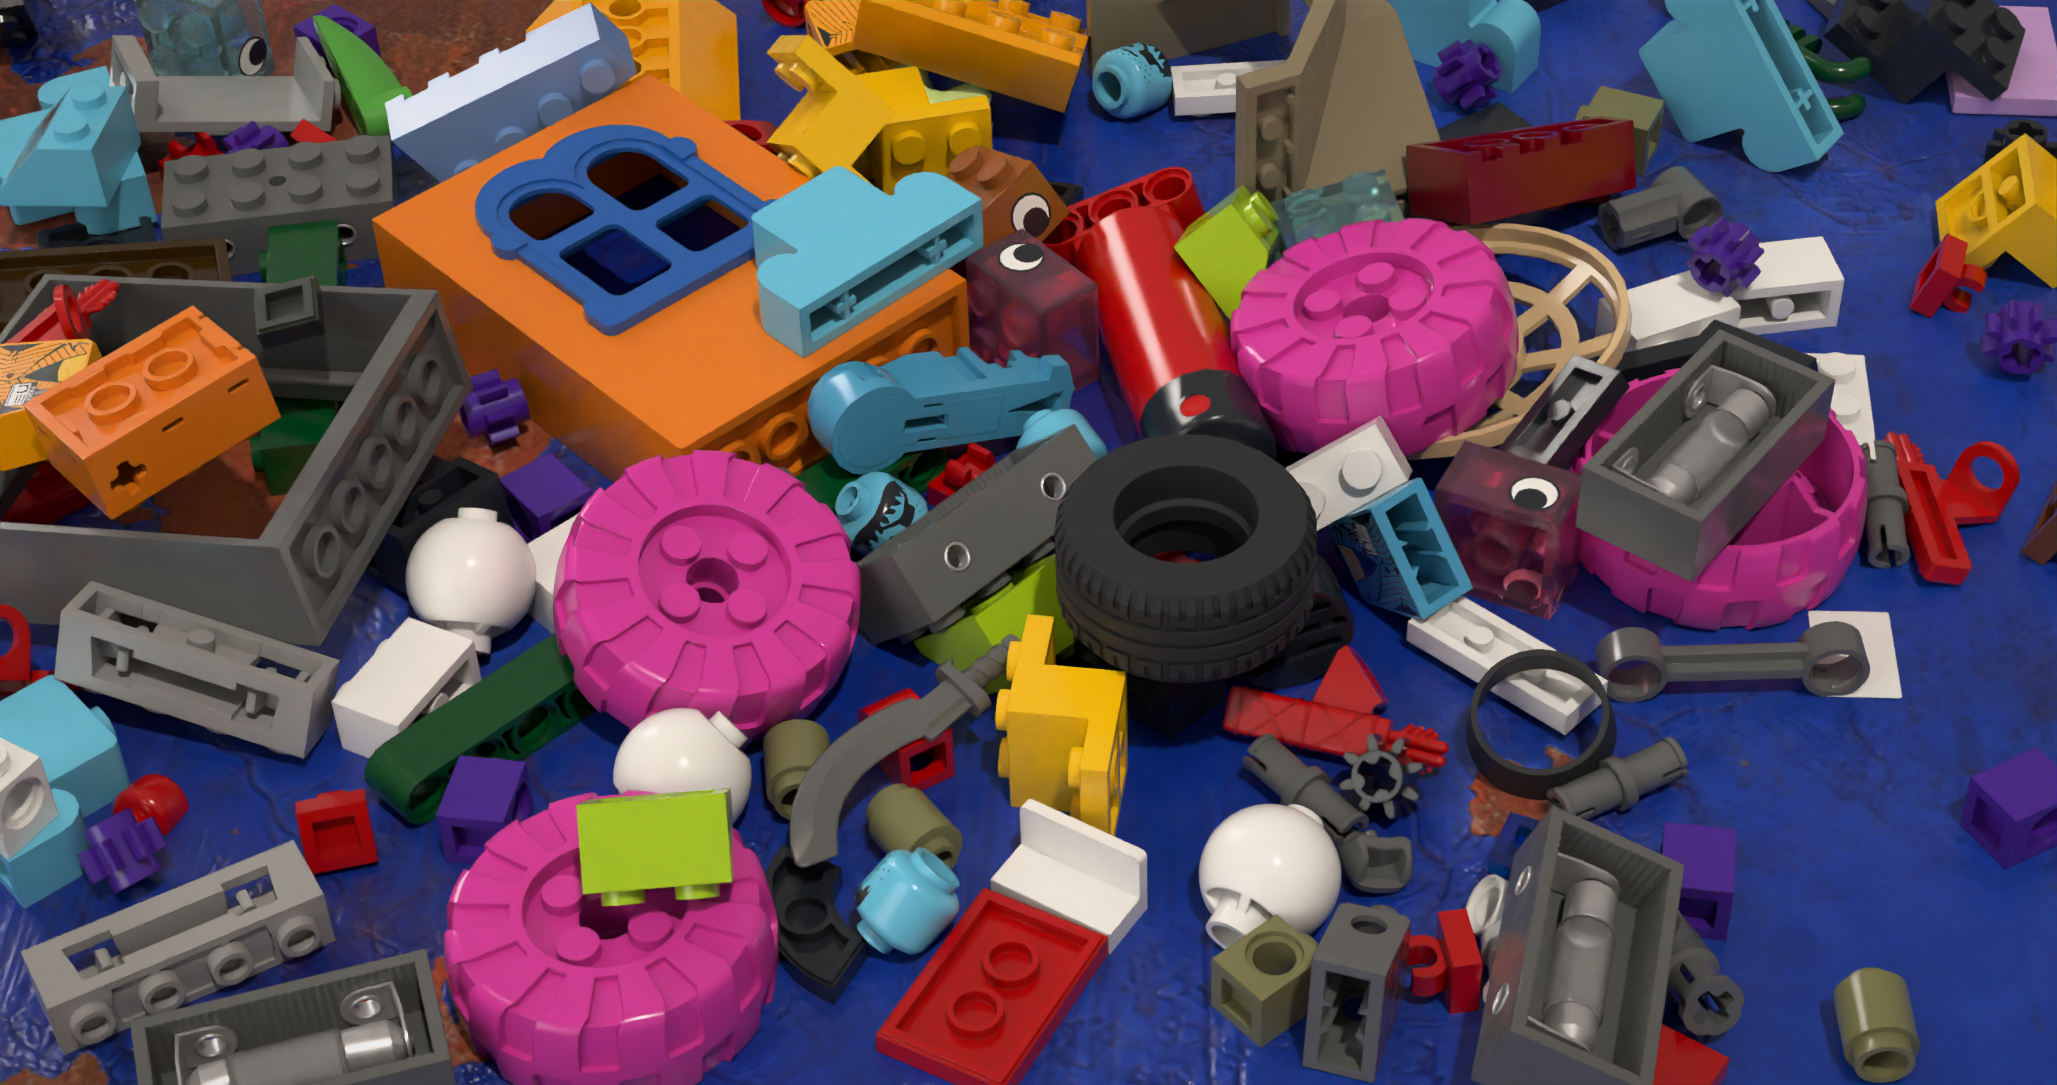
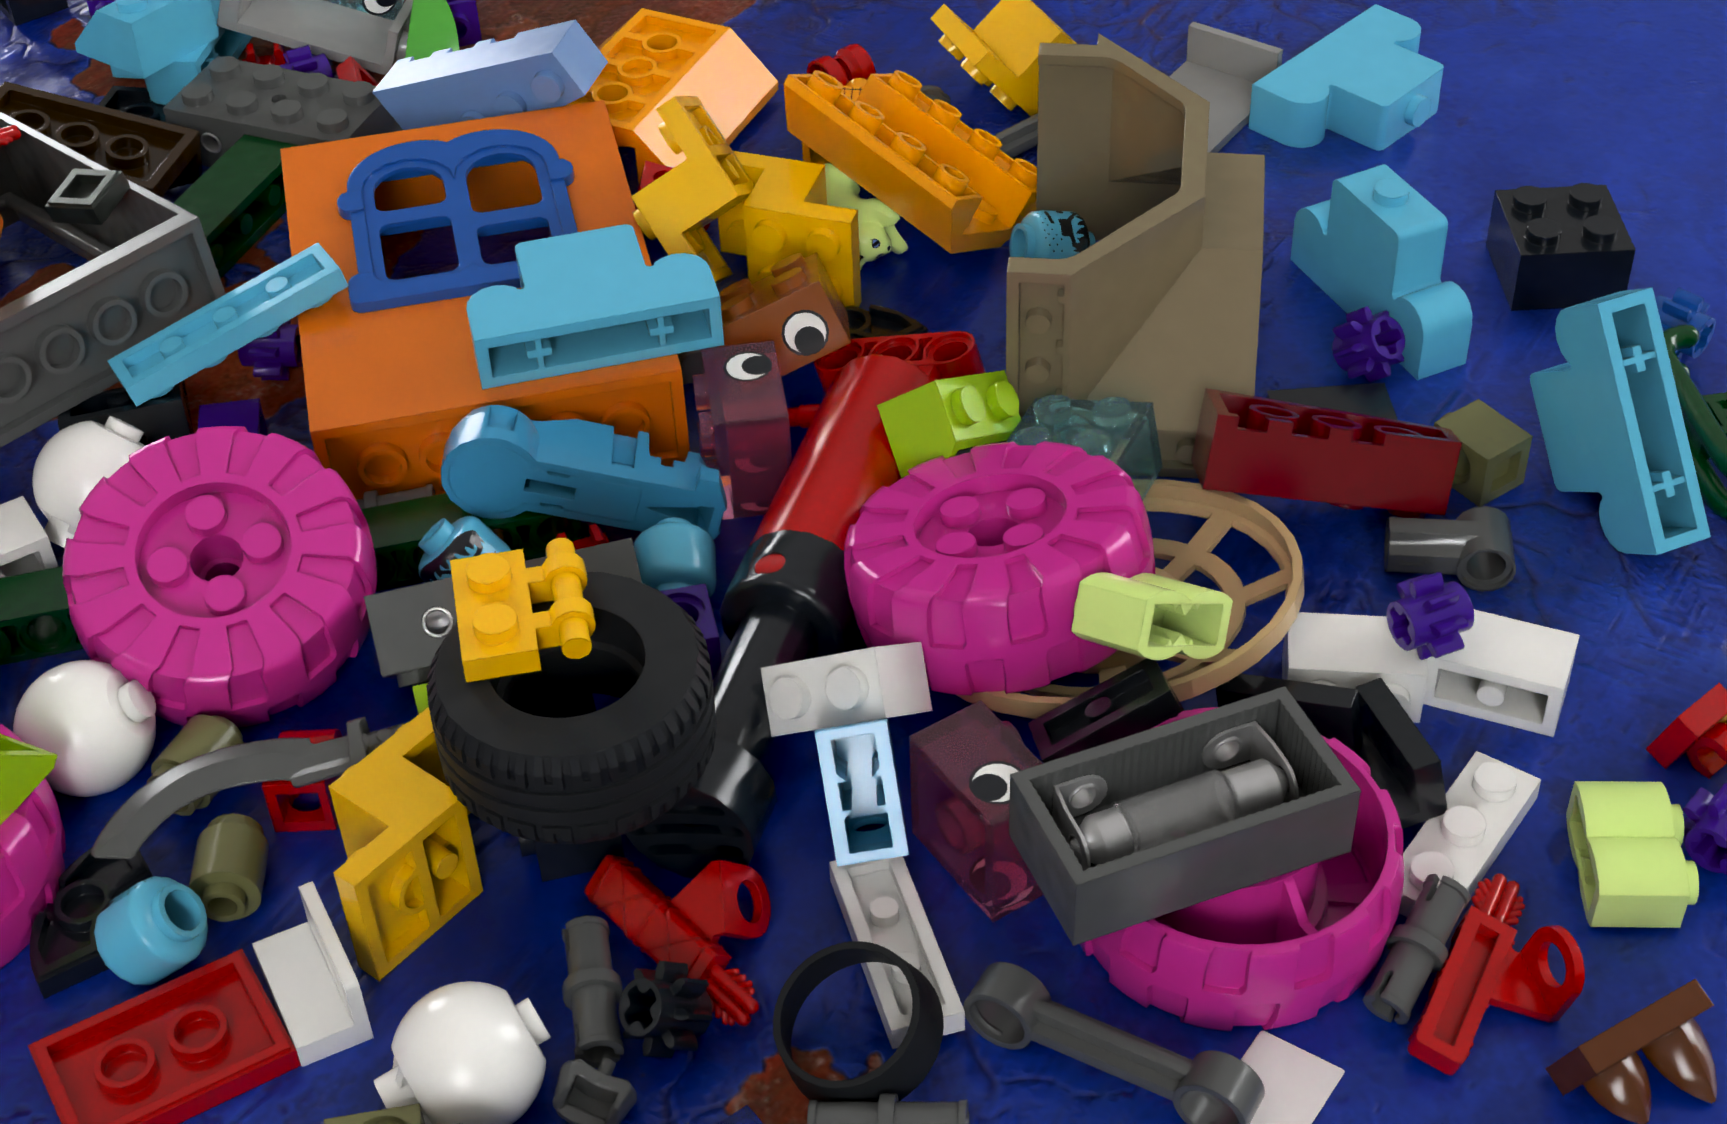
camera: 30 degrees right, 0 degrees up
(504, 387) = (228, 324): none -> medium azure plate
(1108, 501) = (496, 614): none -> yellow plate
(1552, 324) = (1151, 616): none -> yellowish green brick
(1966, 382) = (1630, 854): none -> yellowish green brick

